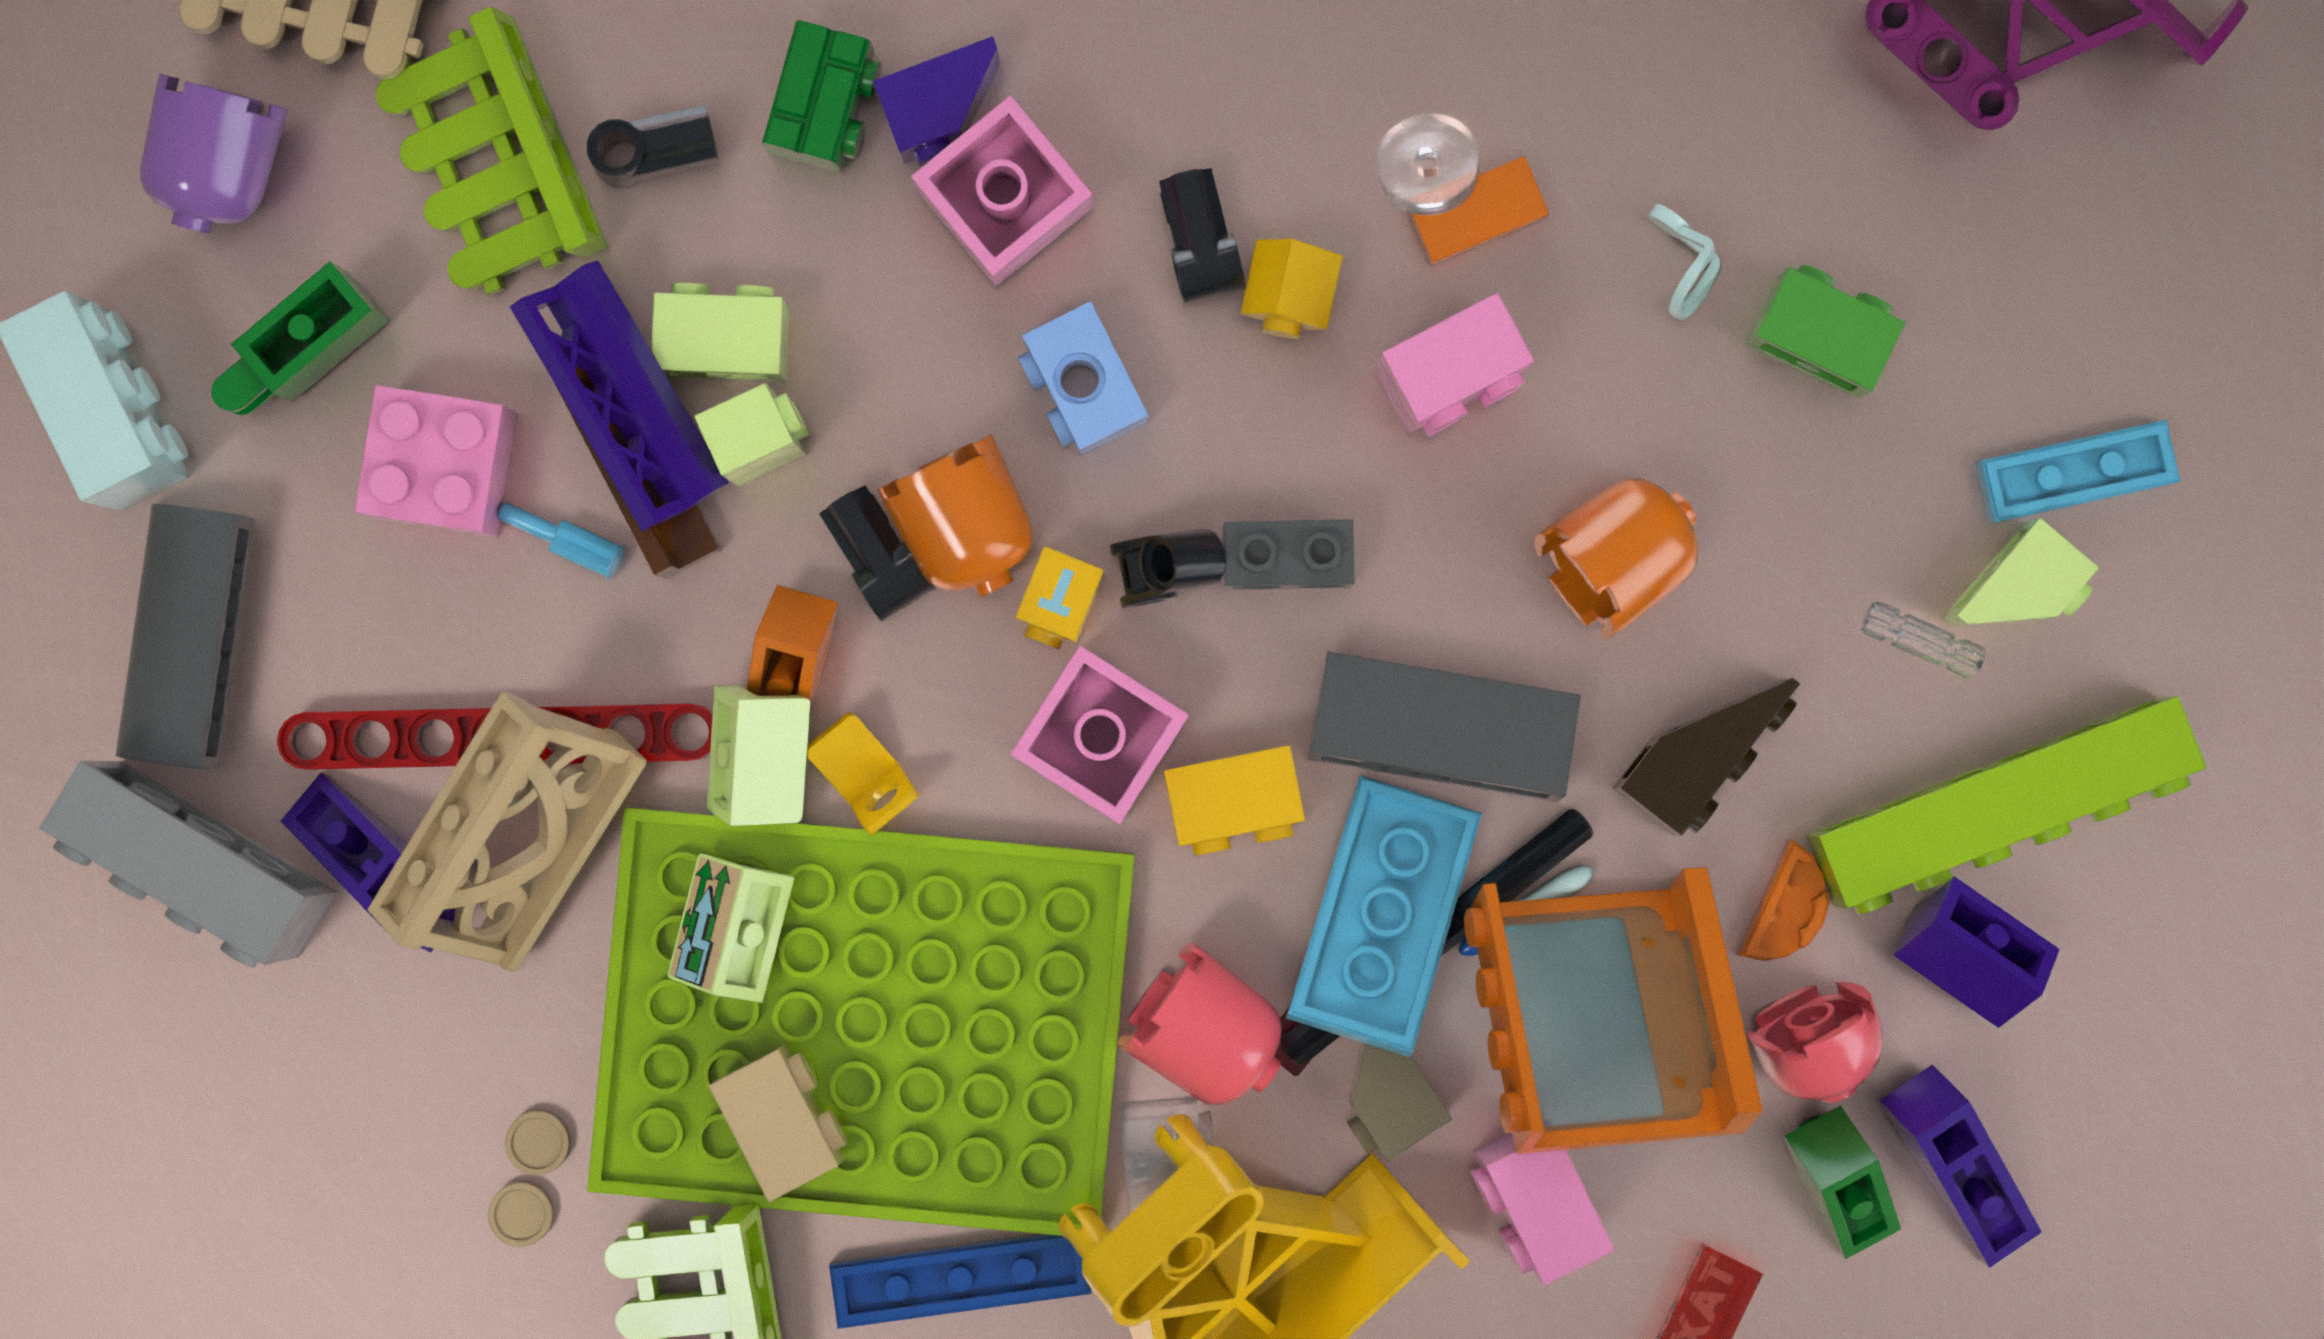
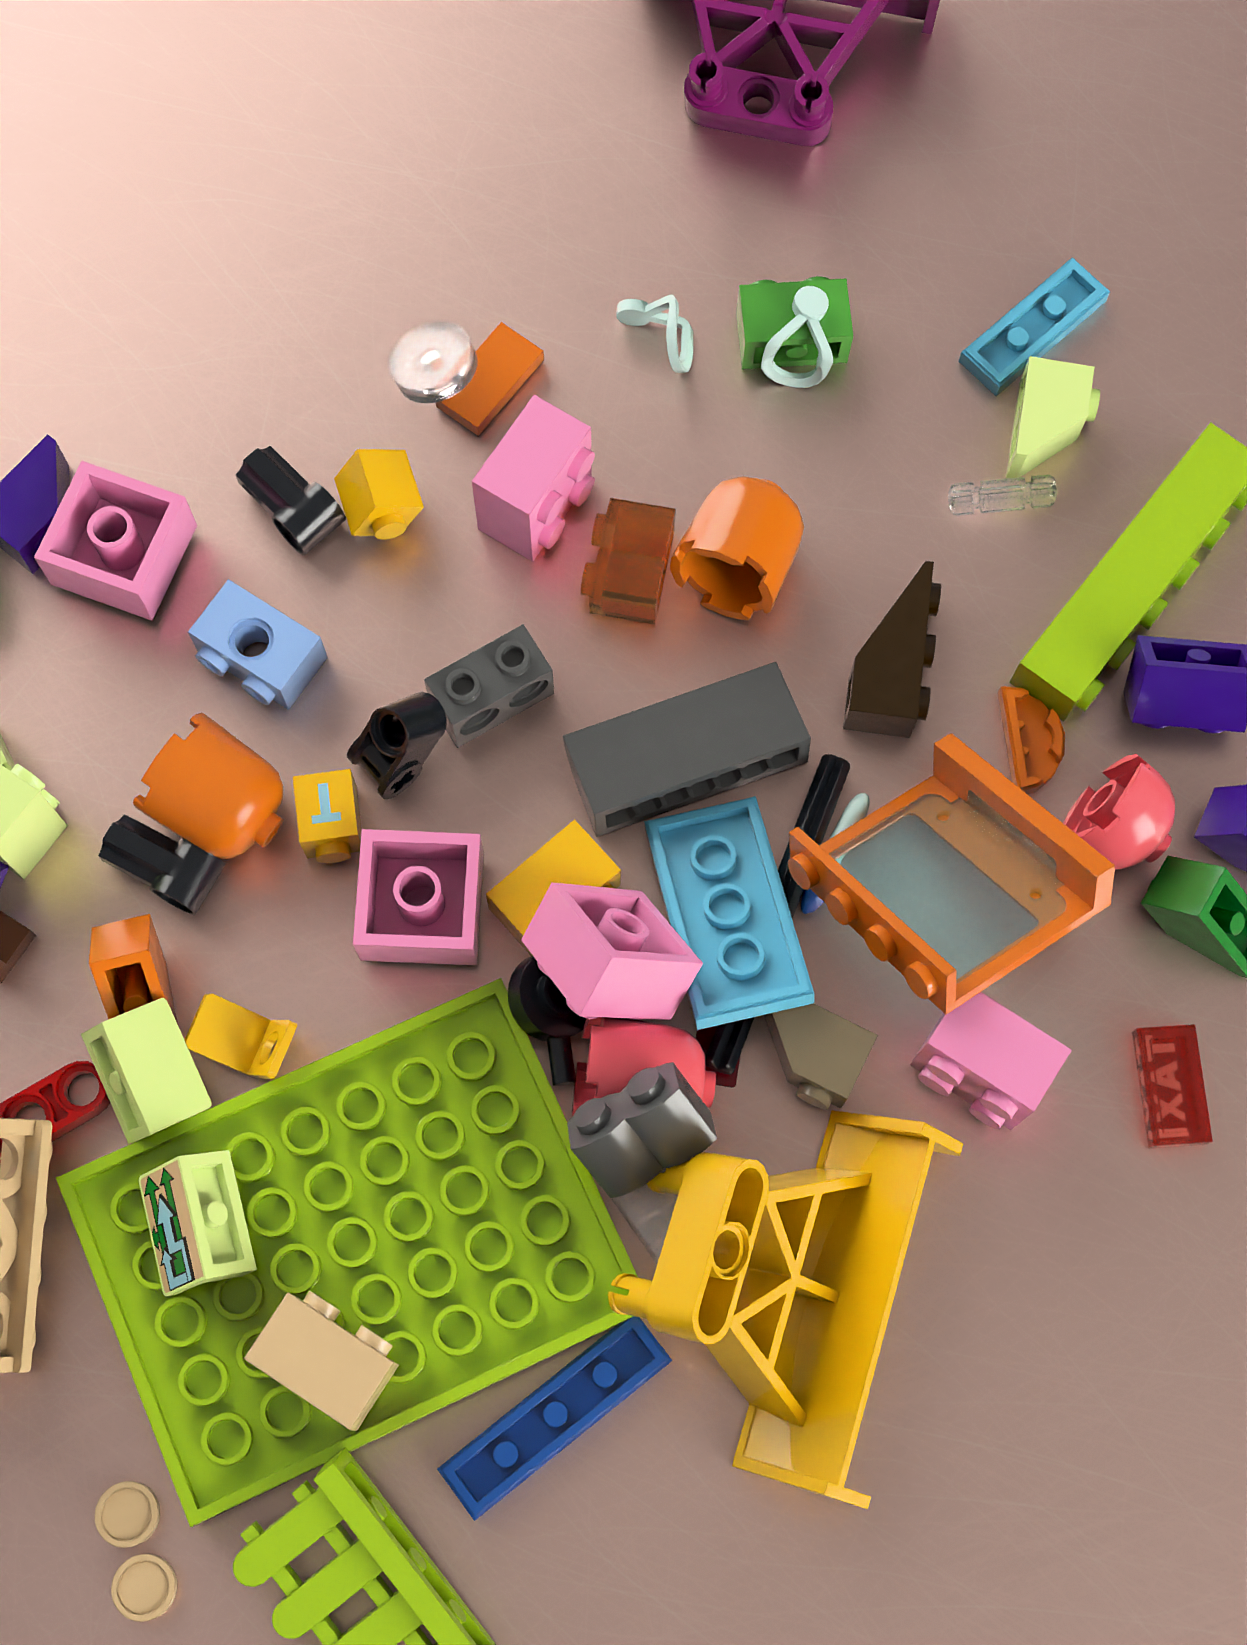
camera: 30 degrees left, 15 degrees down
(1170, 905) = (545, 1016): none -> black piece
(1175, 1092) = (641, 1130): none -> dark grey brick
(1246, 903) = (610, 952): none -> bright pink brick
(1503, 499) = (631, 560): none -> clear orange brick
(1845, 336) = (809, 308): none -> light aqua piece

